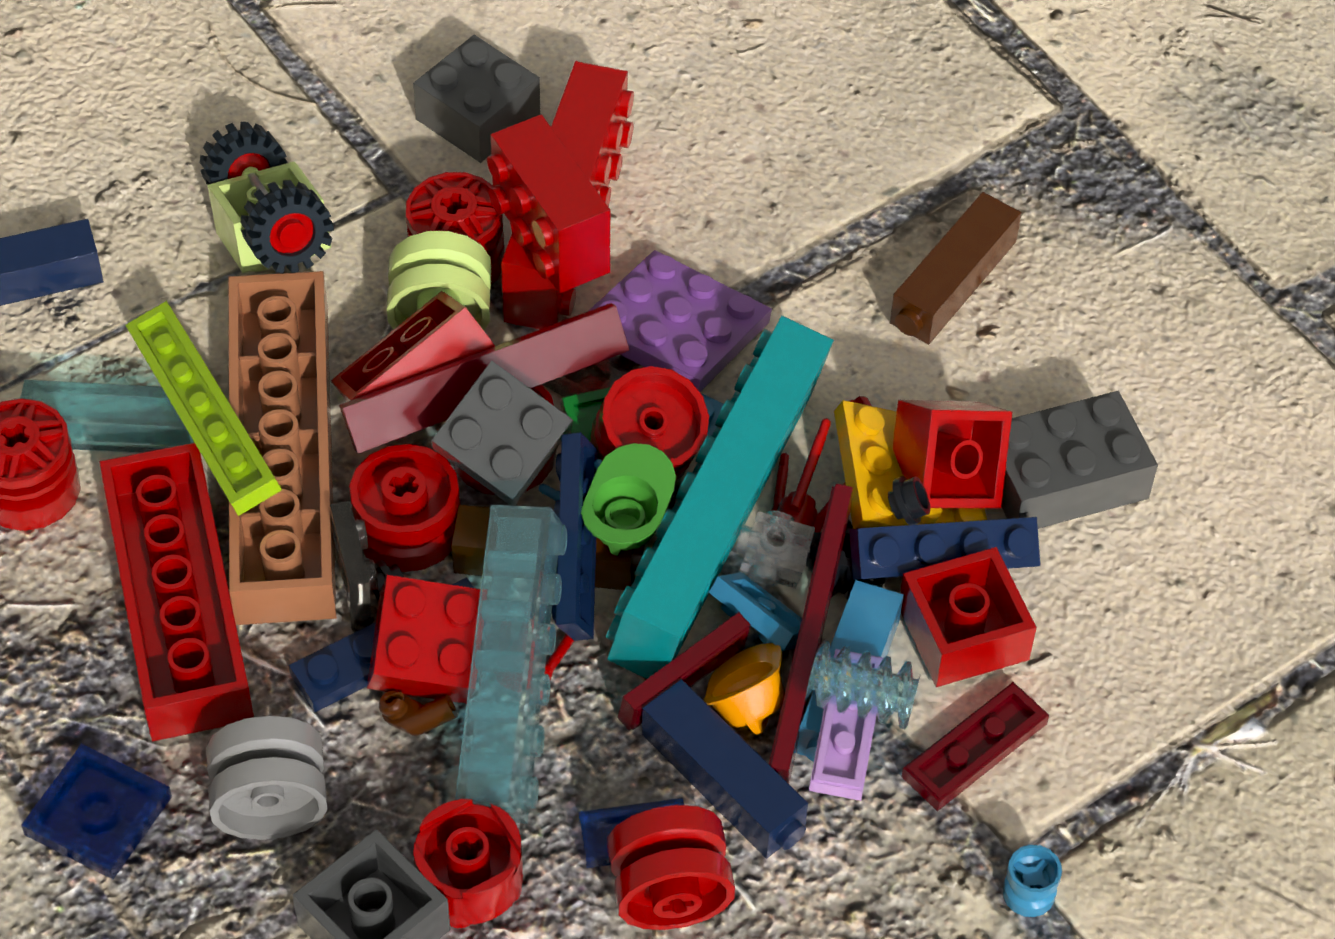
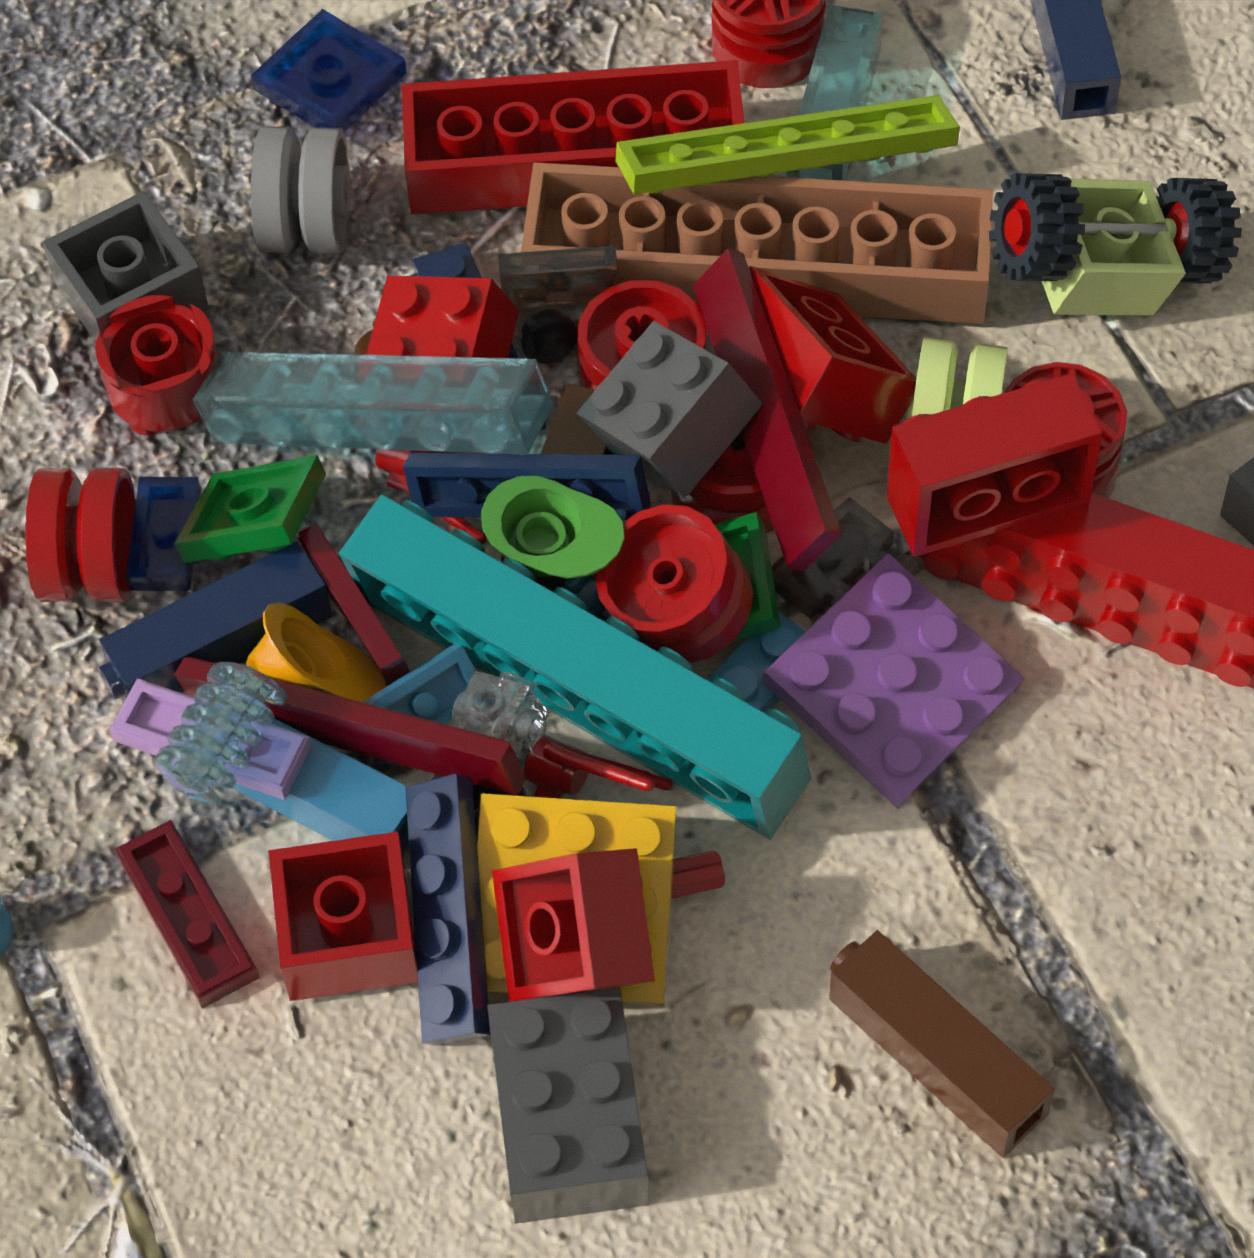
camera: 105 degrees right, 5 degrees up
(613, 753) = (251, 509): none -> green plate
(909, 499) = (486, 839): black plate -> none

